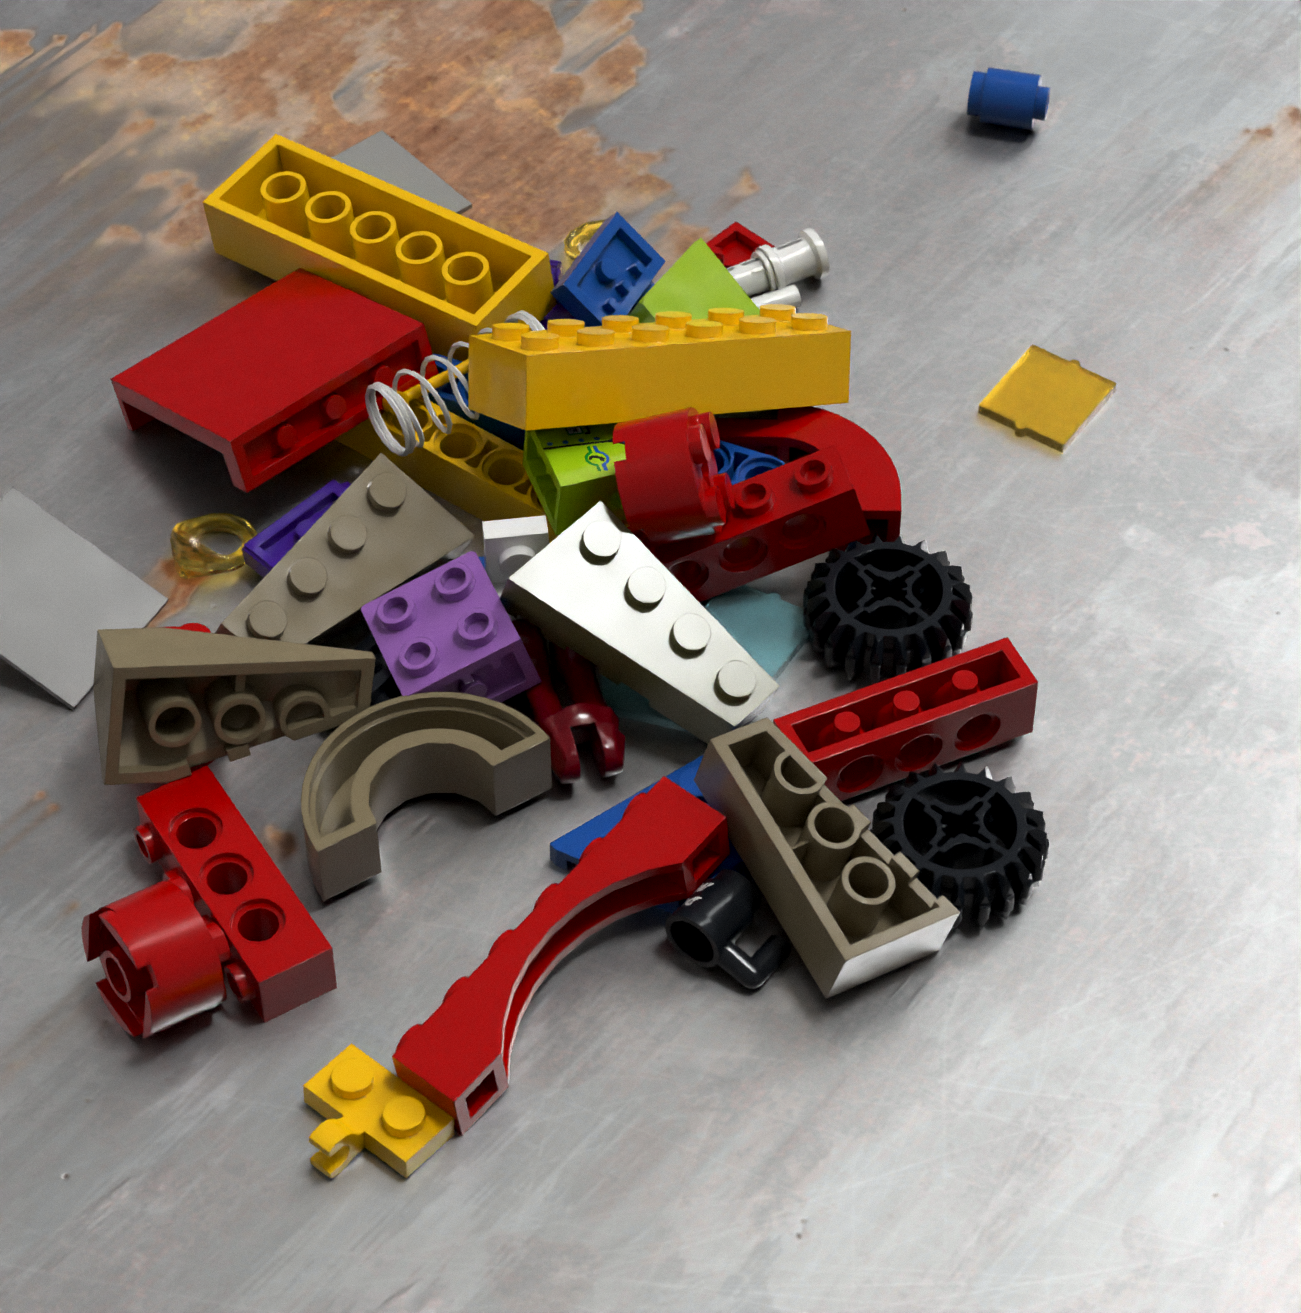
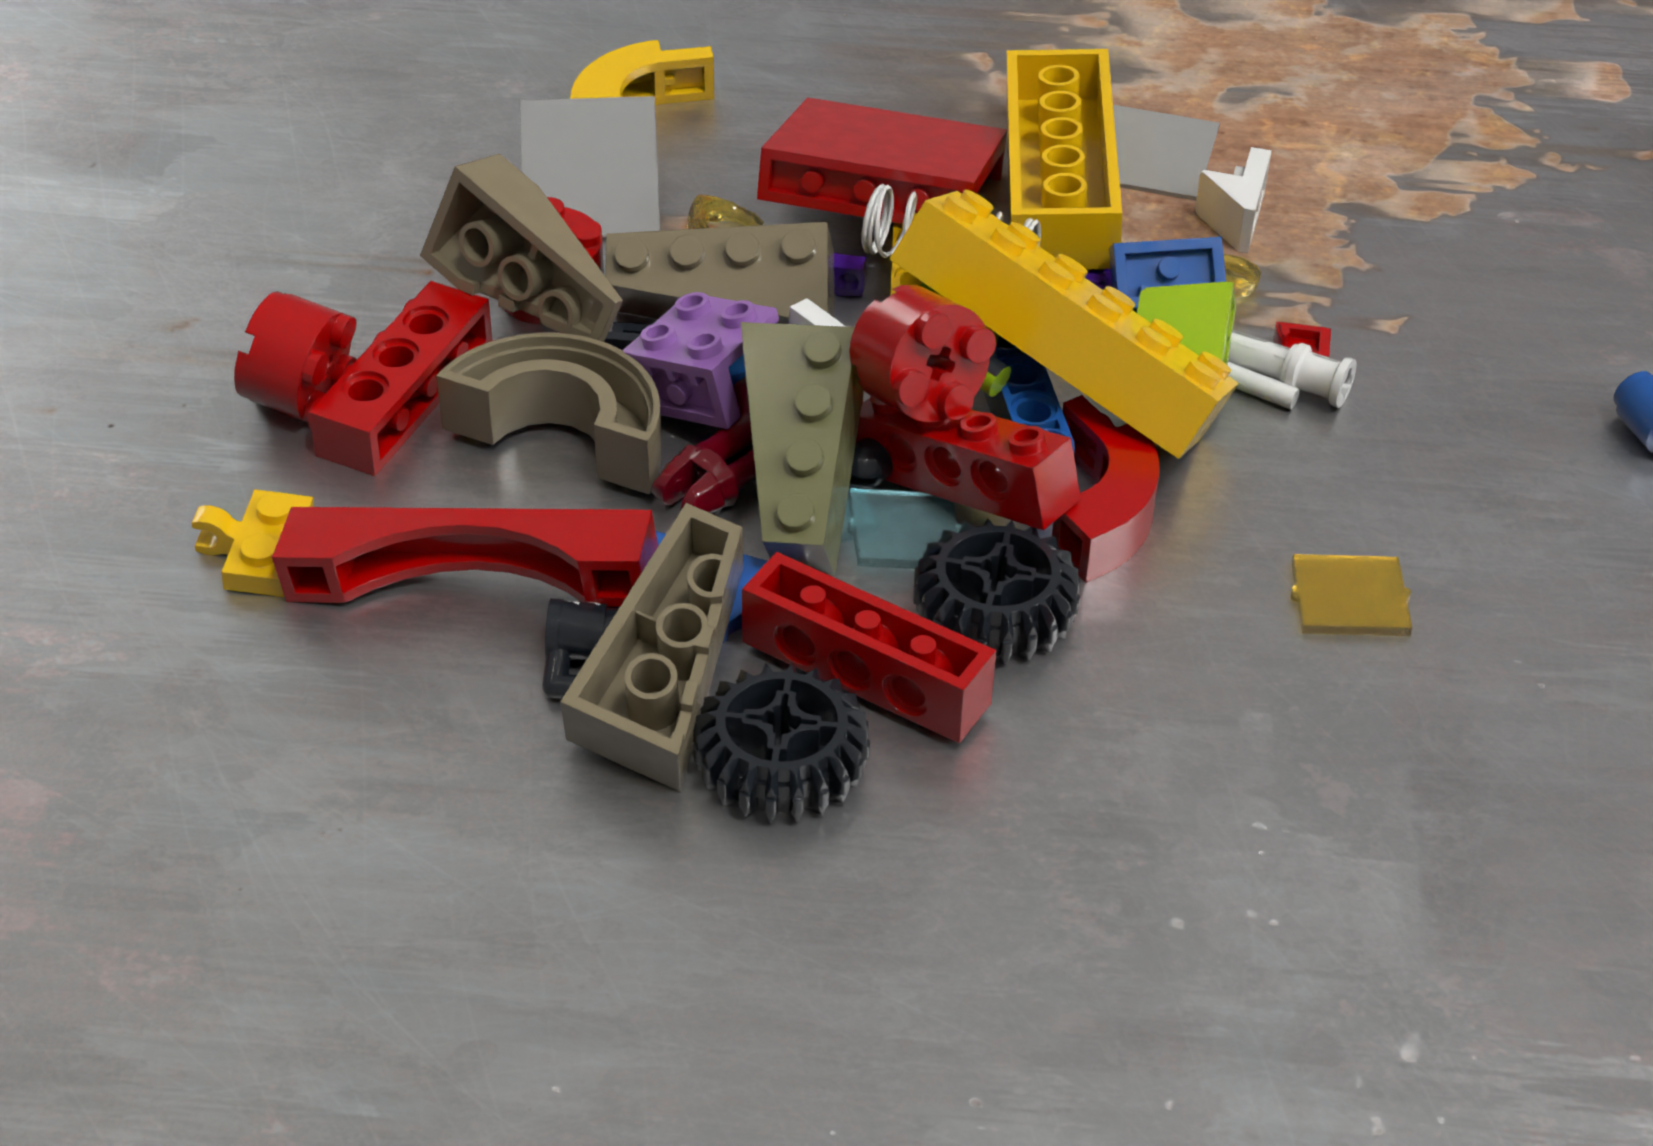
camera: 55 degrees right, 5 degrees down
(523, 178) = (1233, 202): none -> white slope

